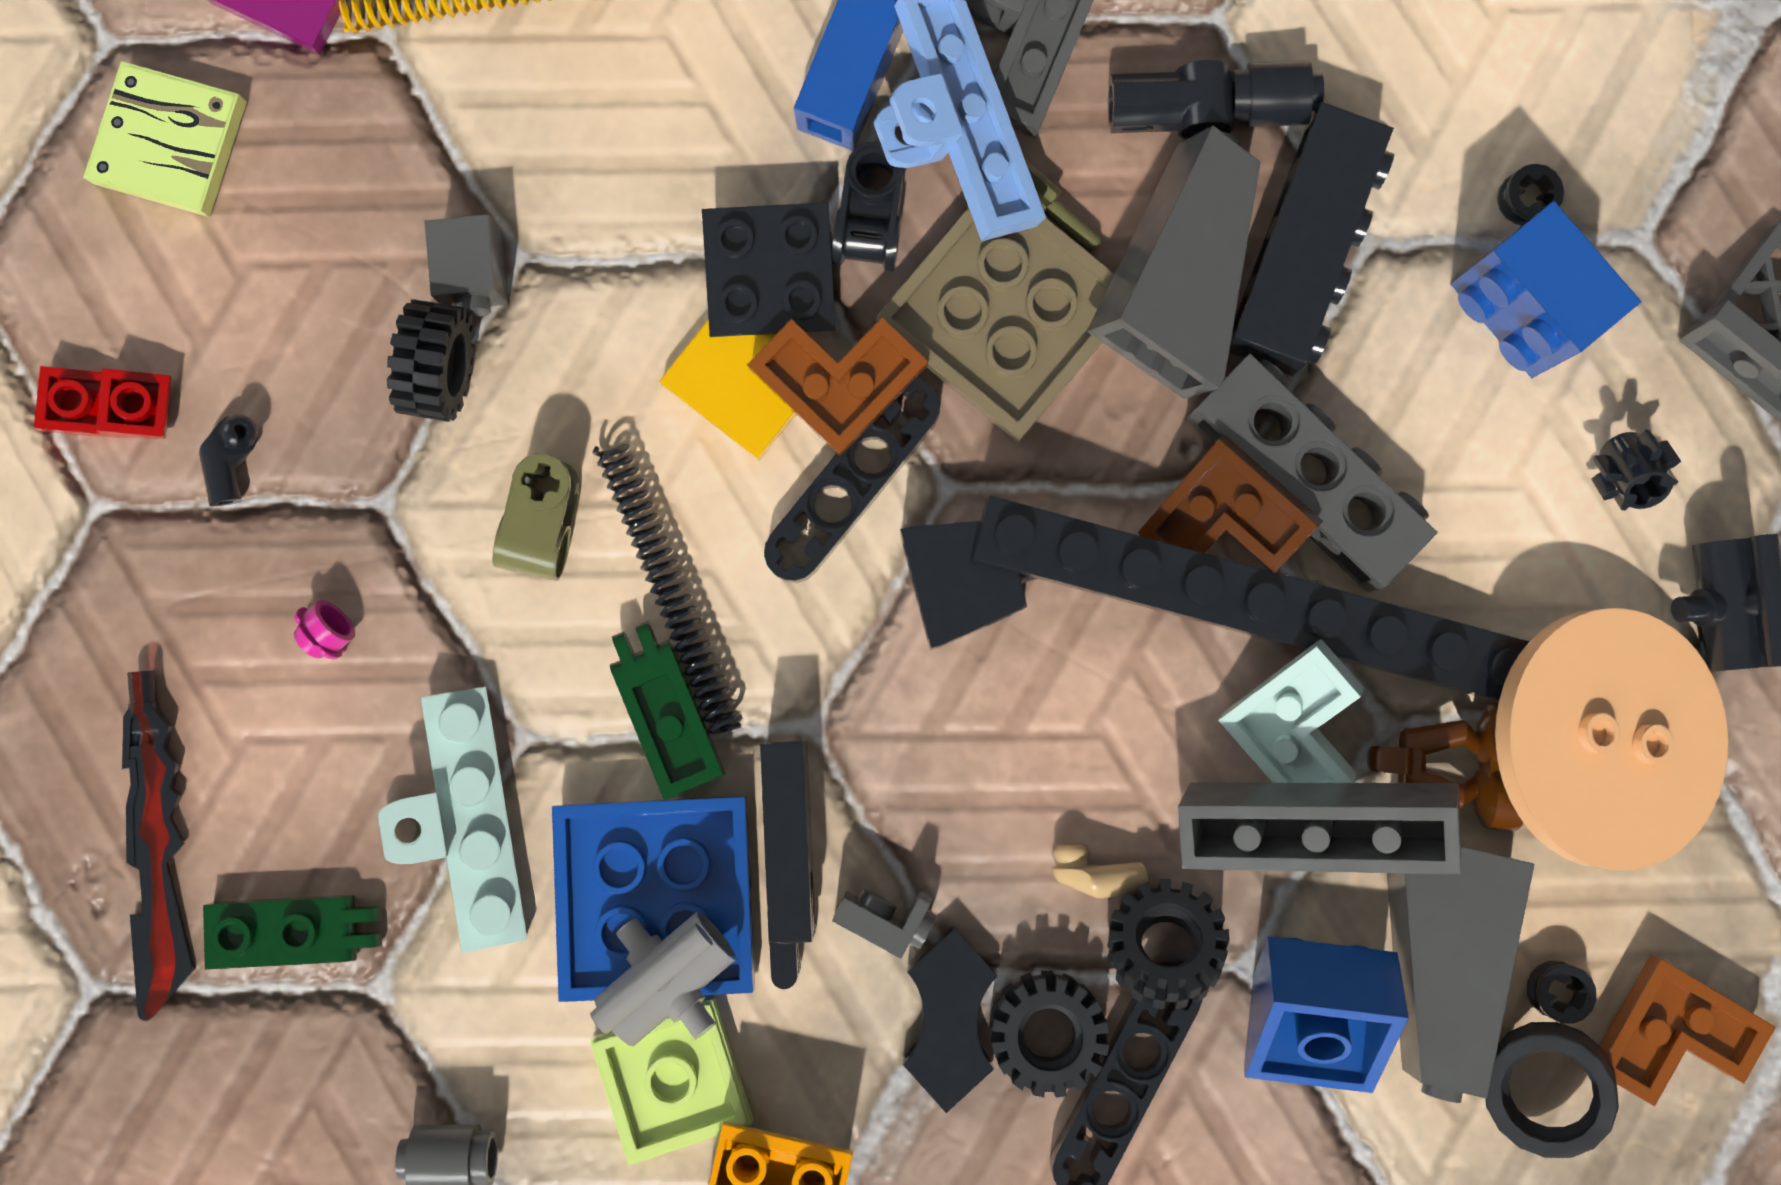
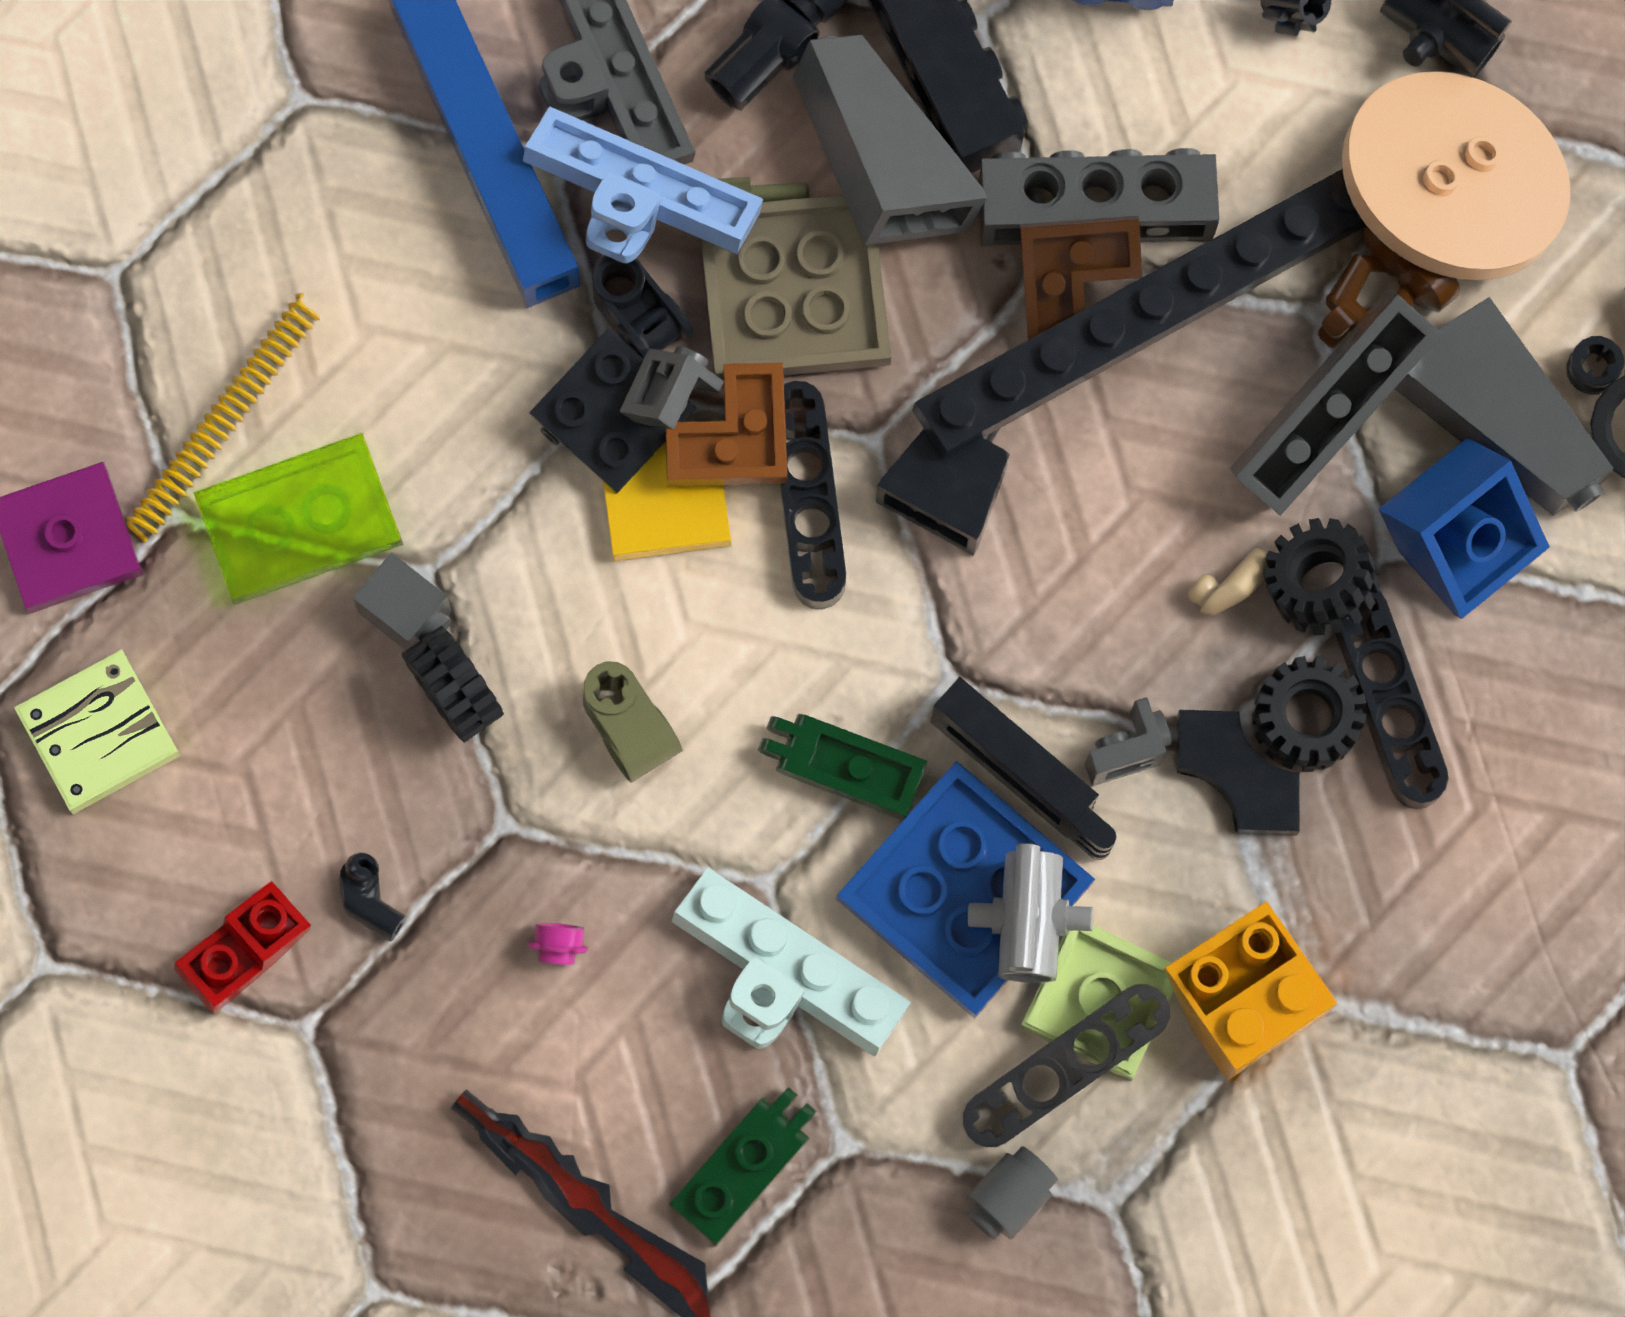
camera: 55 degrees left, 10 degrees down
(465, 122) = (298, 518): none -> clear neon green tile
(583, 1120) = (1071, 1072): none -> black beam
(663, 593) = (763, 685): black piece -> none
(817, 288) = (665, 385): none -> dark grey bracket
(1282, 718) = (1241, 367): light aqua plate -> none

